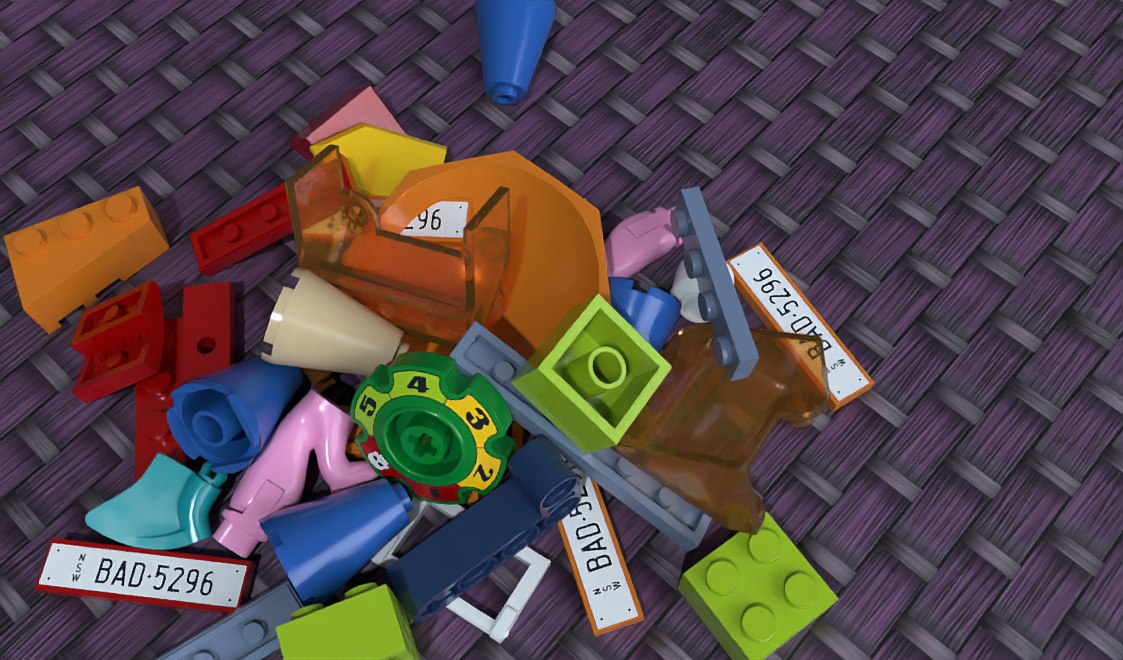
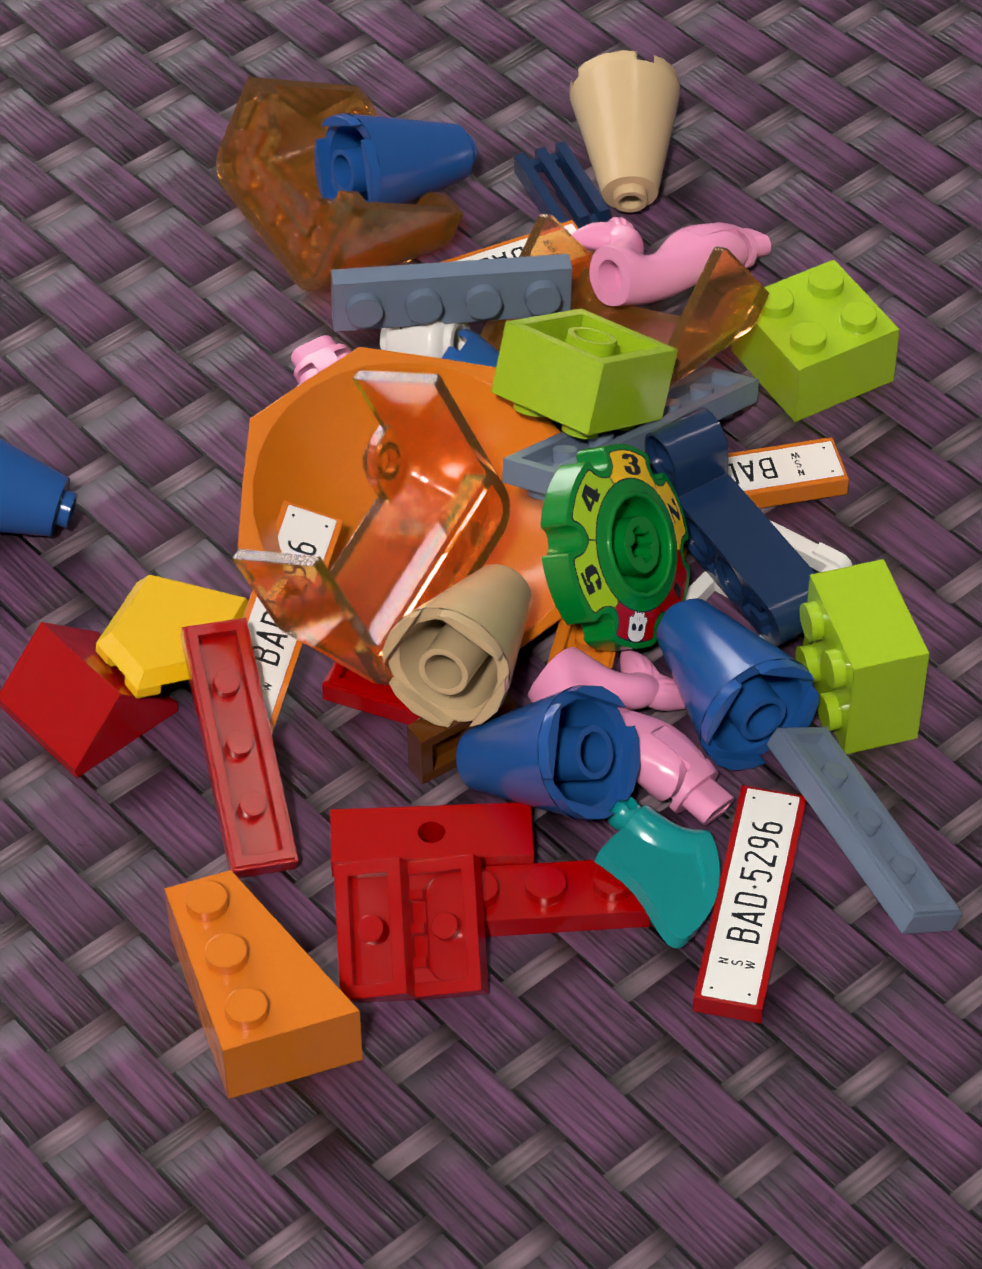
camera: 85 degrees left, 15 degrees down
(829, 473) = (629, 278): none -> bright pink piece
(867, 202) = (272, 179): none -> clear orange windscreen
(889, 236) = (391, 157): none -> blue cone
(947, 356) = (563, 158): none -> dark blue tile
(988, 410) = (626, 124): none -> tan cone

